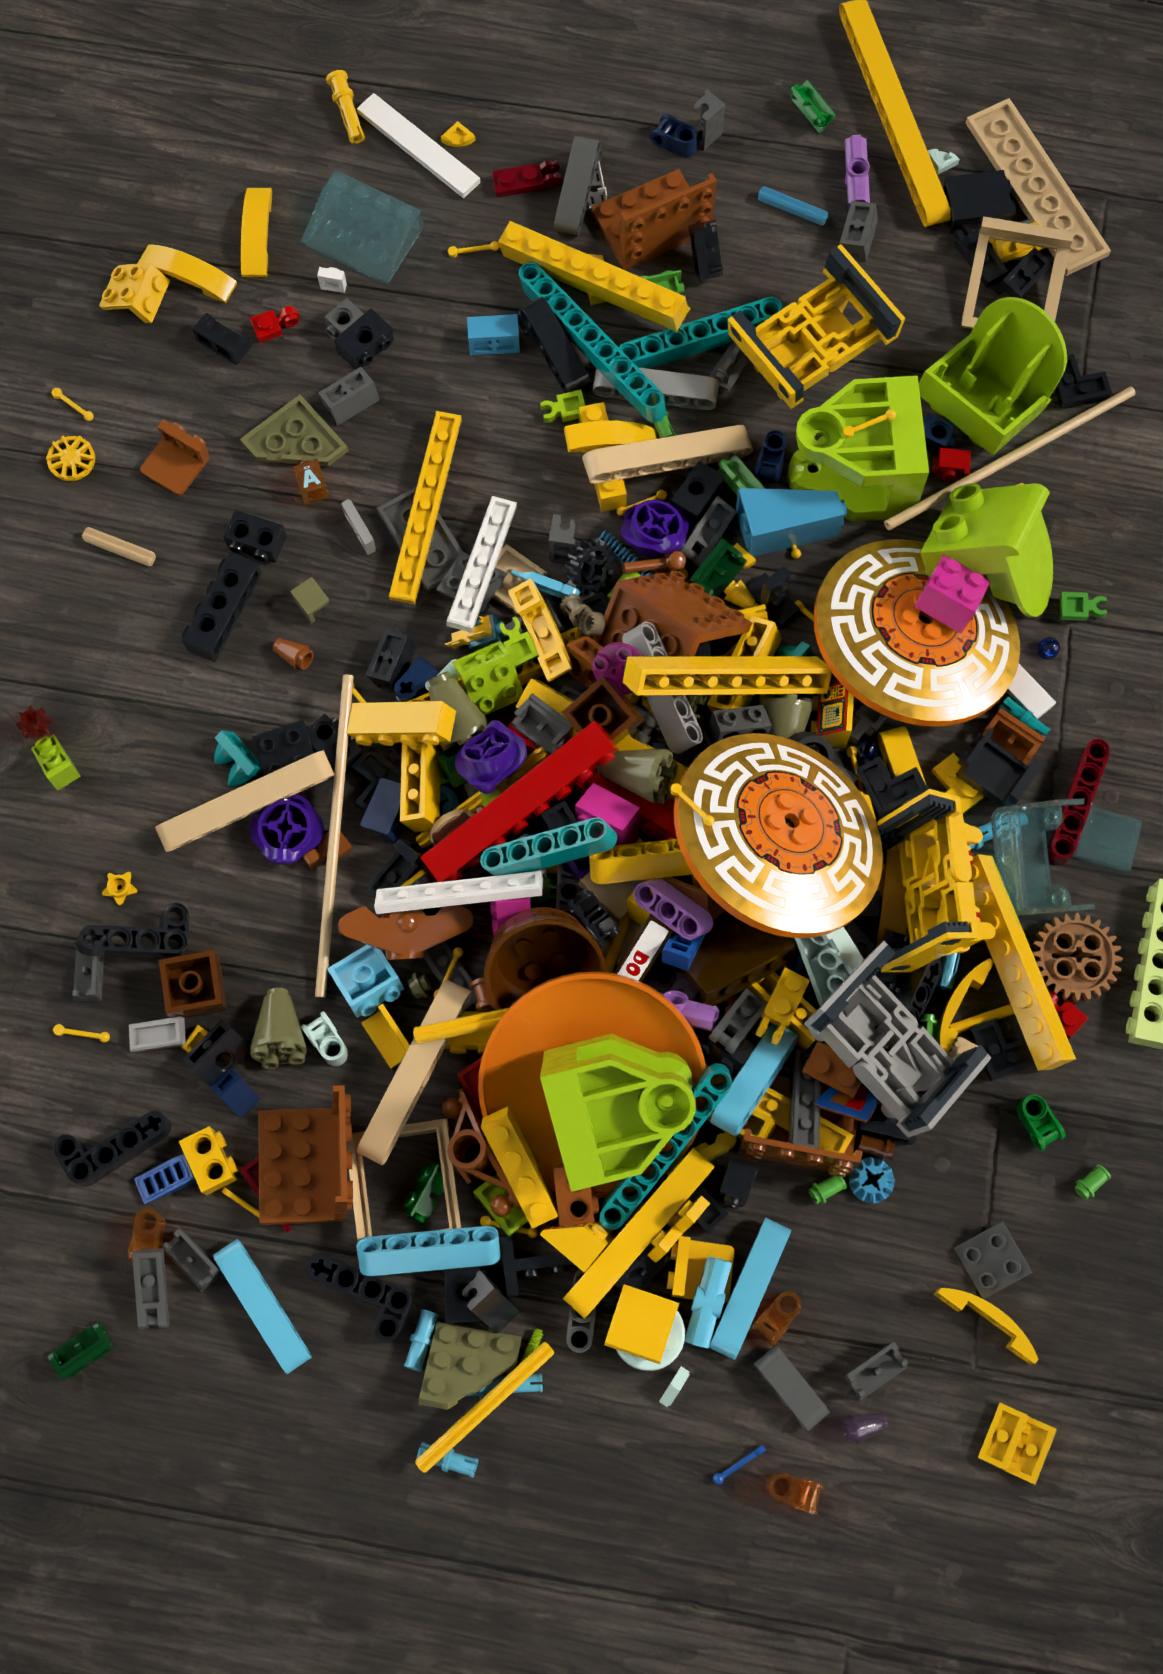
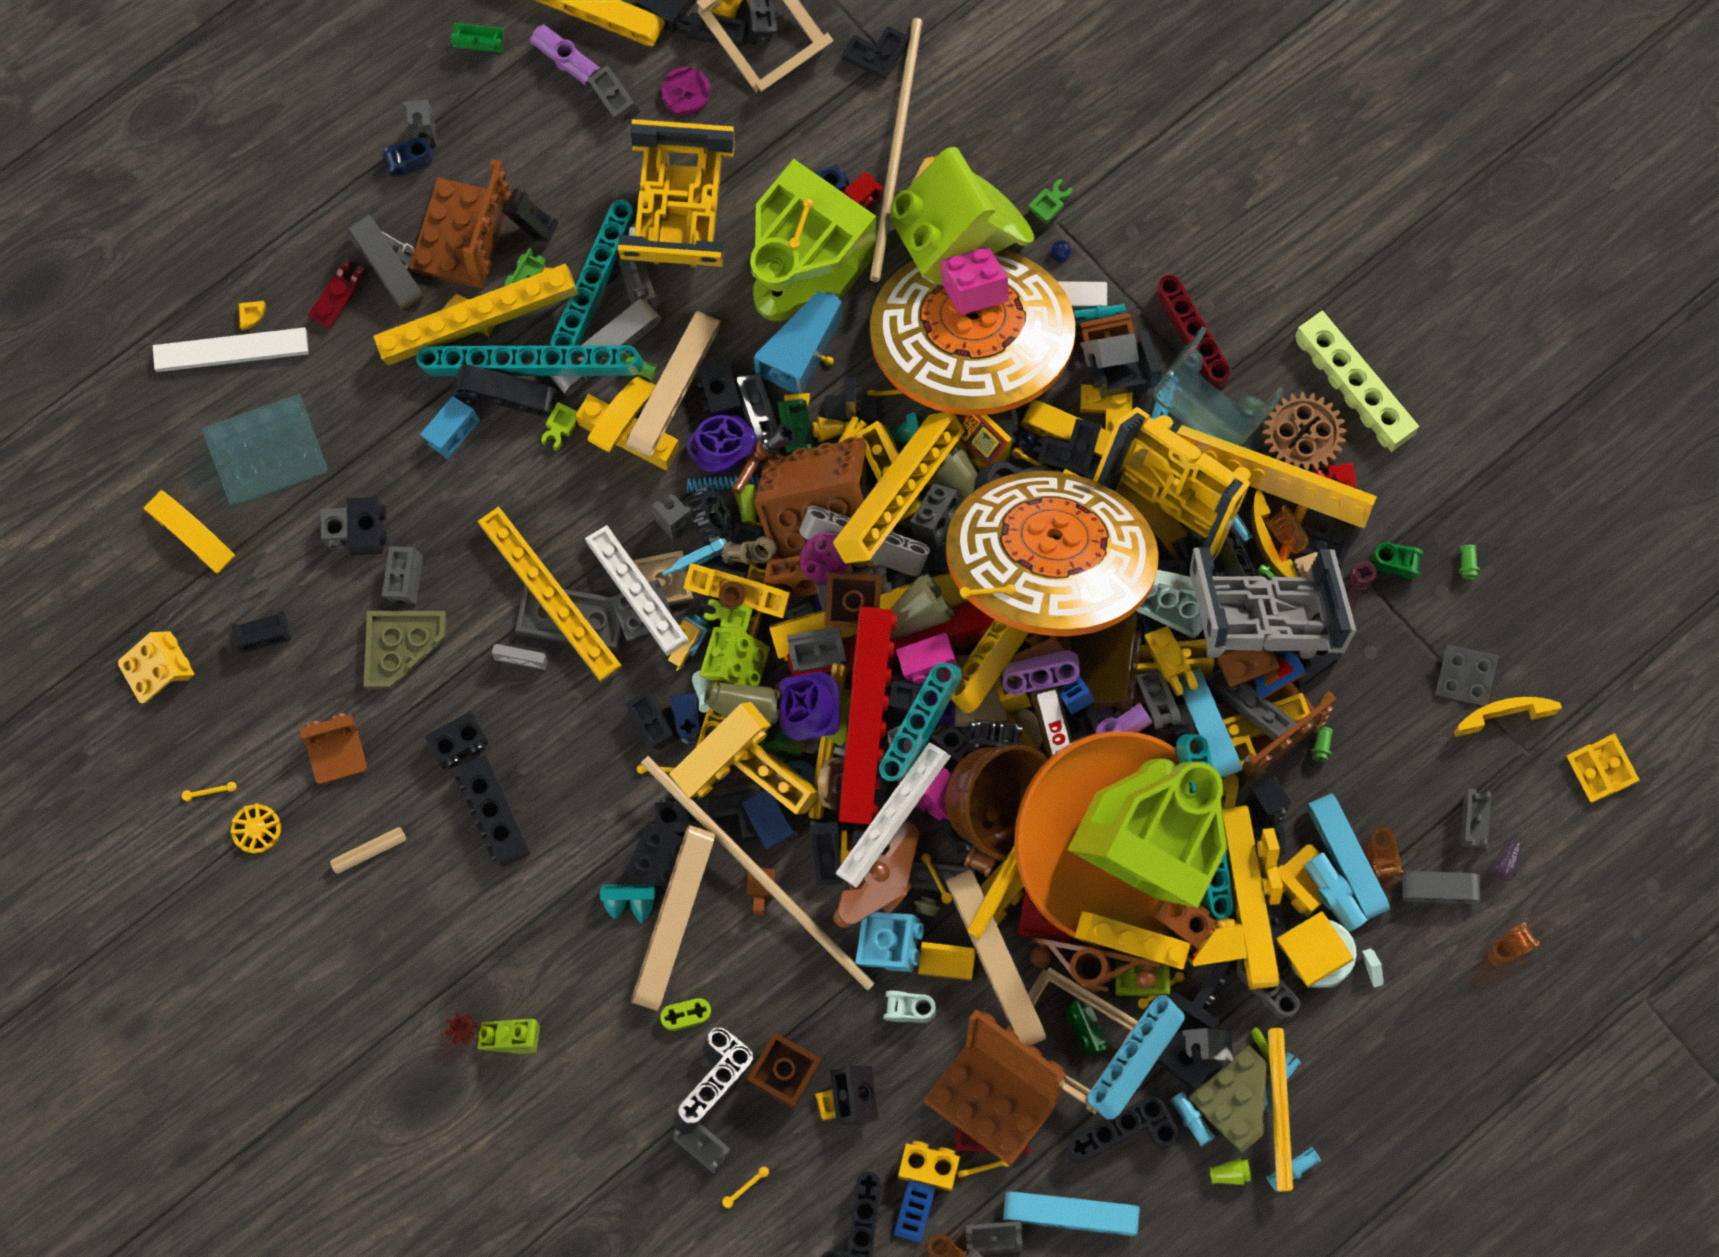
camera: 50 degrees left, 0 degrees up
(116, 880) = (651, 1061): yellow plate -> none
(157, 1034) = (797, 1130): light grey tile -> none
(185, 871) = (684, 1008): none -> lime beam
(190, 270) = (175, 610): yellow slope -> none
(235, 1092) = (895, 1105): dark blue brick -> none
(261, 824) = (738, 926): dark purple piece -> none
(268, 325) = (281, 588): red plate -> none
(278, 1032) = (875, 1036): olive cone -> none
(294, 653) = (579, 788): dark orange cone -> none
(309, 598) = (548, 740): olive panel -> none
(311, 481) = (448, 661): clear orange brick -> none
(332, 279) = (289, 508): white plate -> none
(343, 97) = (135, 371): yellow pin -> none
(403, 1411) = (1232, 1172): none -> lime cone
(453, 251) = (348, 398): yellow hinge -> none
(532, 629) = (731, 595): none -> reddish brown tile
(661, 495) = (694, 417): yellow hinge -> none
(695, 563) = (775, 441): none -> black bush
(718, 1478) = (1461, 991): blue hinge -> none
(738, 475) = (736, 349): bright green hinge -> none
(771, 460) = (741, 317): dark blue piece -> none
(793, 205) = (546, 123): dark azure axle -> none
(869, 1193) = (1350, 717): dark azure gear -> none
(877, 1146) = (1321, 684): reddish brown pin -> none
(912, 278) = (685, 91): none -> magenta tile
(981, 1011) = (1288, 530): none -> clear orange piece
(998, 373) = (827, 100): lime plate -> none
(998, 748) = (1111, 351): none -> dark grey hinge
(999, 1112) = (1370, 574): none -> clear pink bush
(1109, 839) = (1239, 335): clear light blue tile -> none

